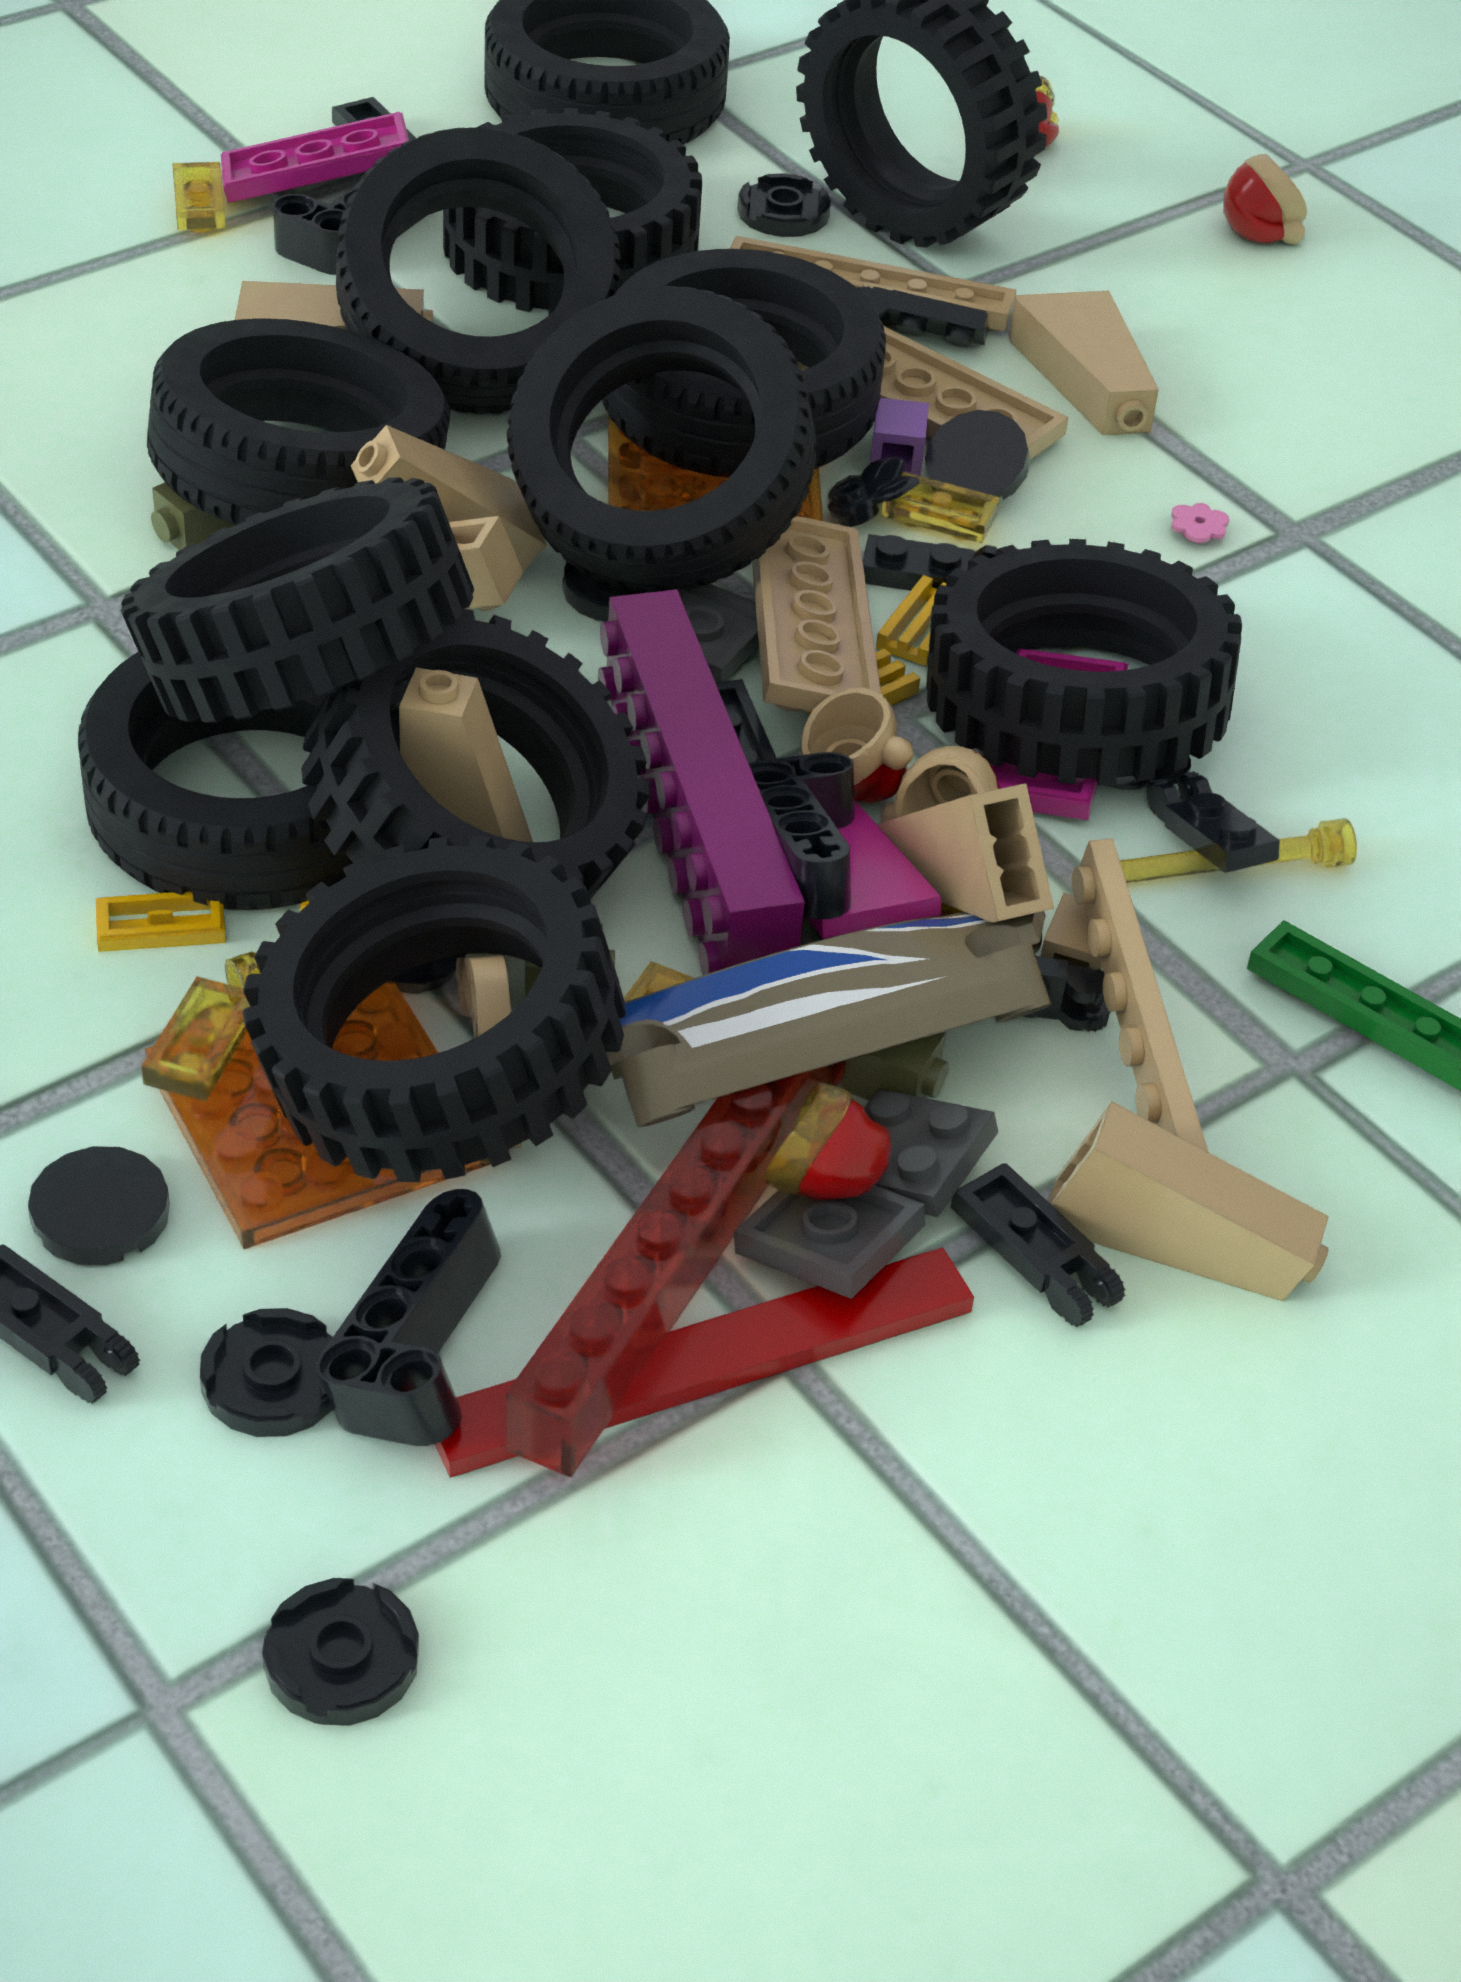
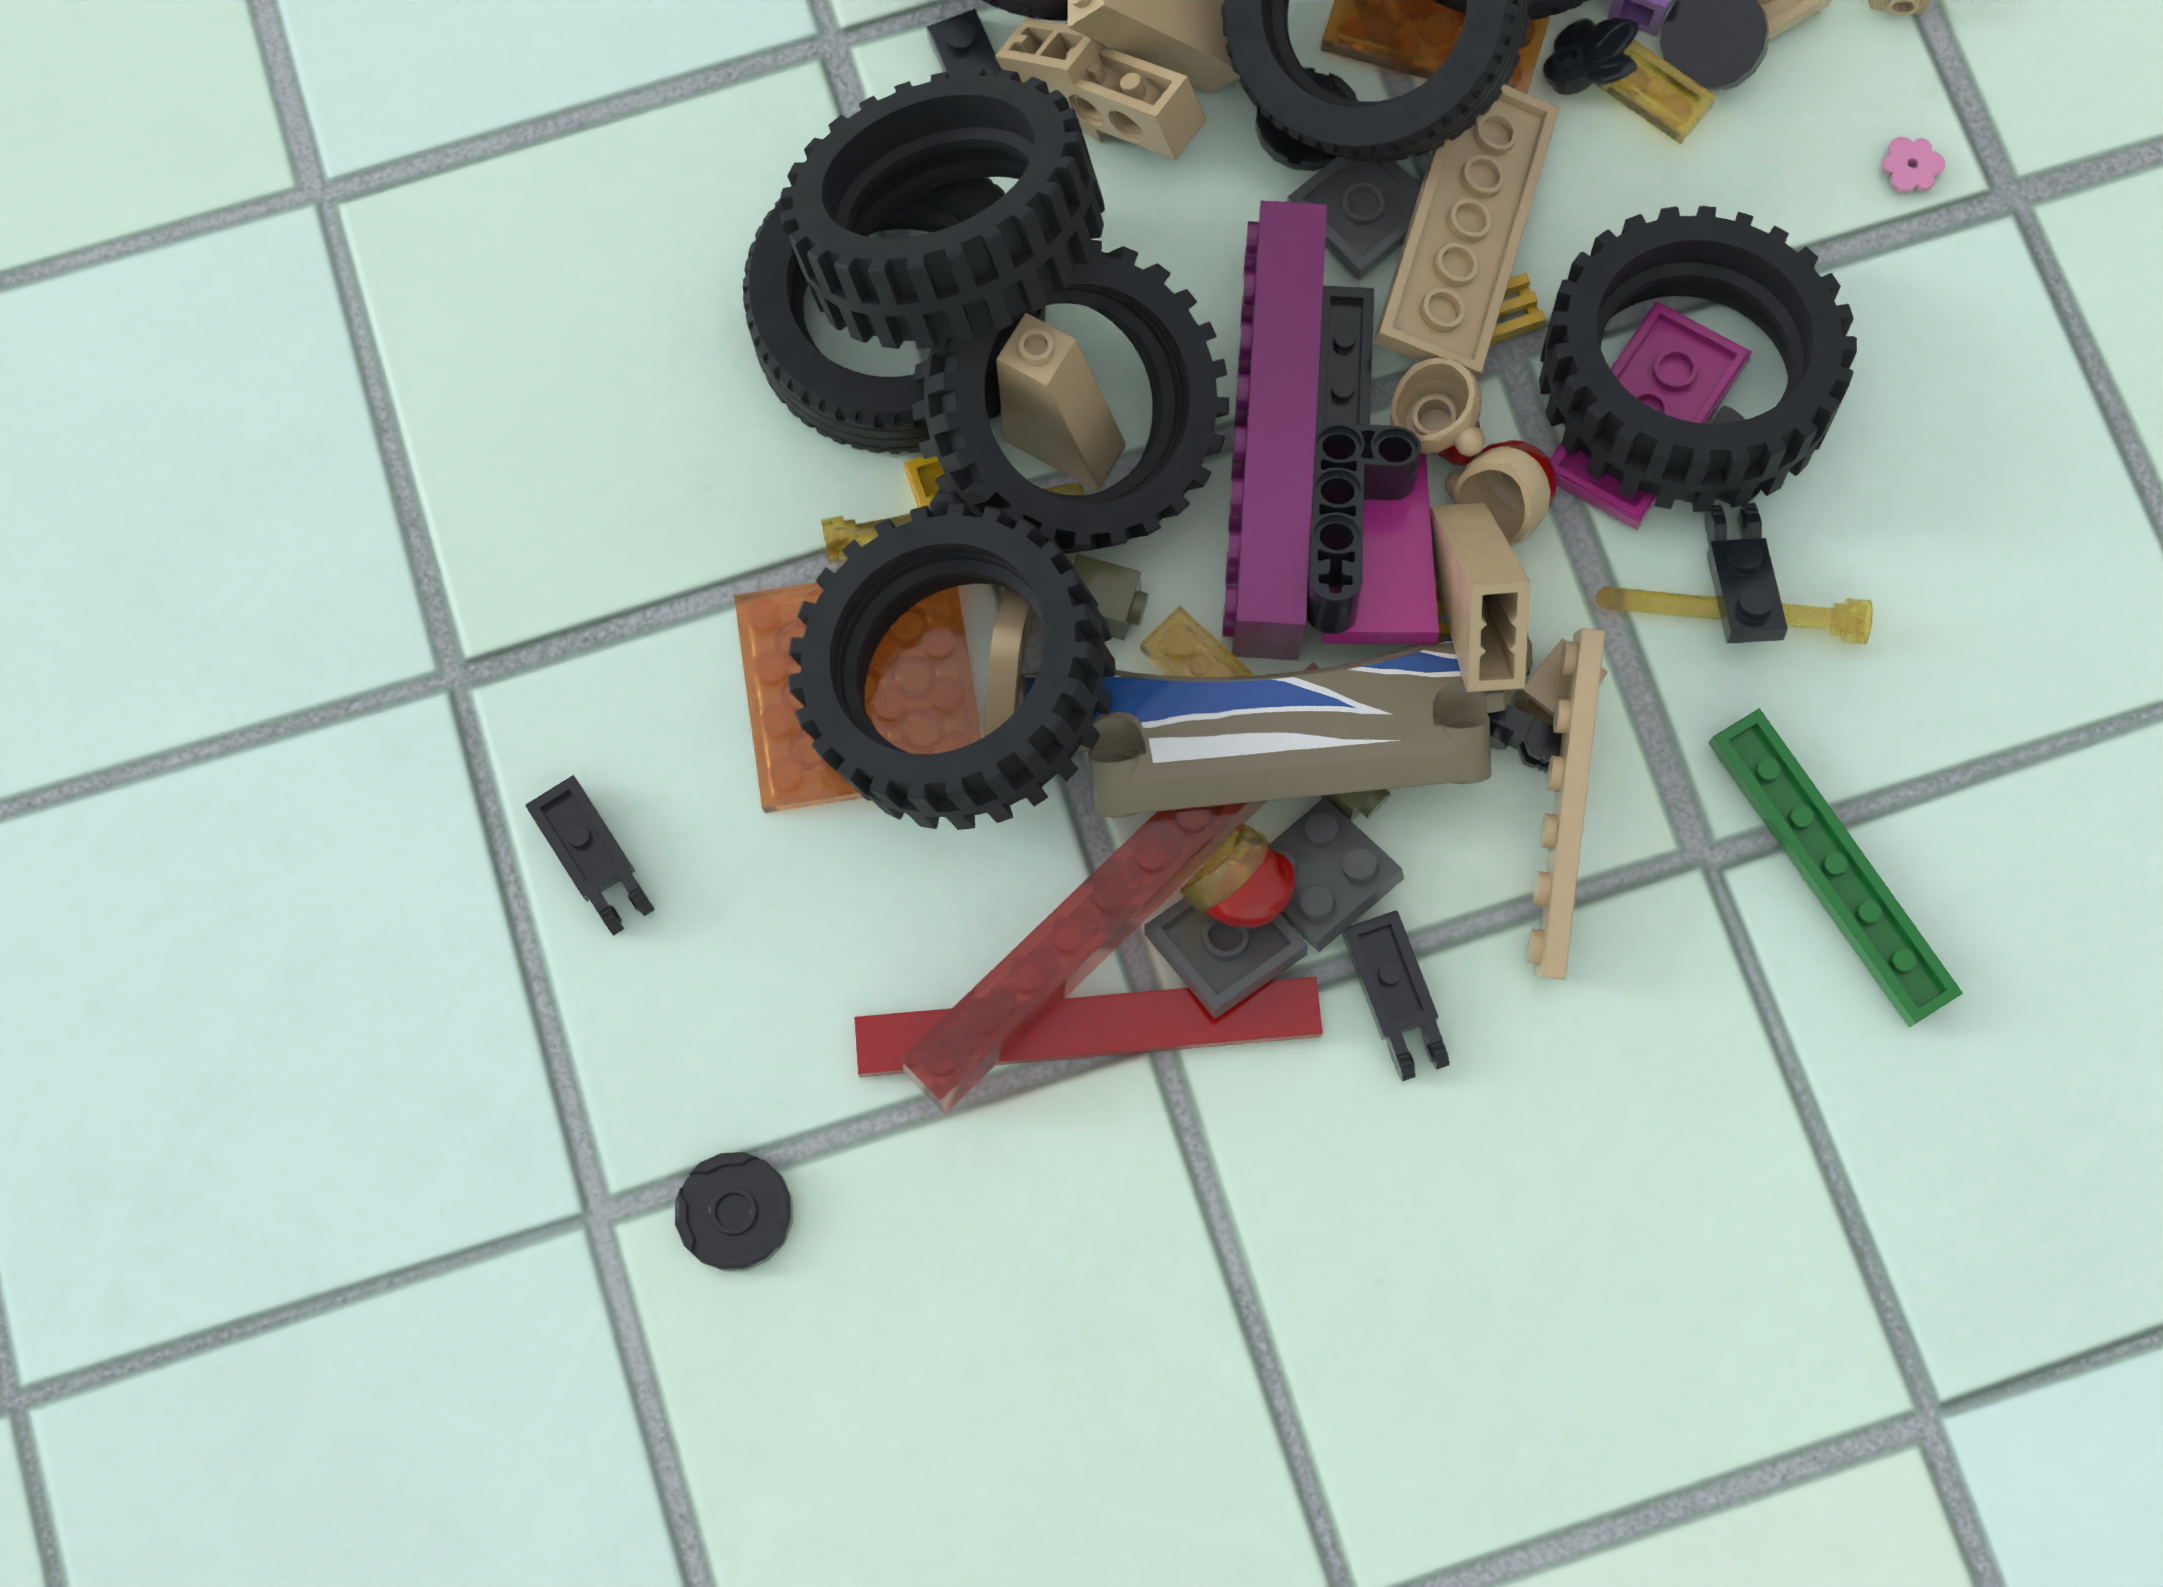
camera: 25 degrees right, 30 degrees up
(98, 1205) = (661, 744): black tile -> none
(160, 927) = (738, 457): yellow tile -> none
(198, 1040) = (769, 615): clear yellow plate -> none
(265, 1374) = (752, 944): black tile -> none
(385, 1357) = (932, 875): black beam -> none
(902, 562) = (1619, 167): black hinge -> none
(902, 616) = (1597, 197): yellow tile -> none
(1186, 1208) = (1529, 1007): tan slope -> none

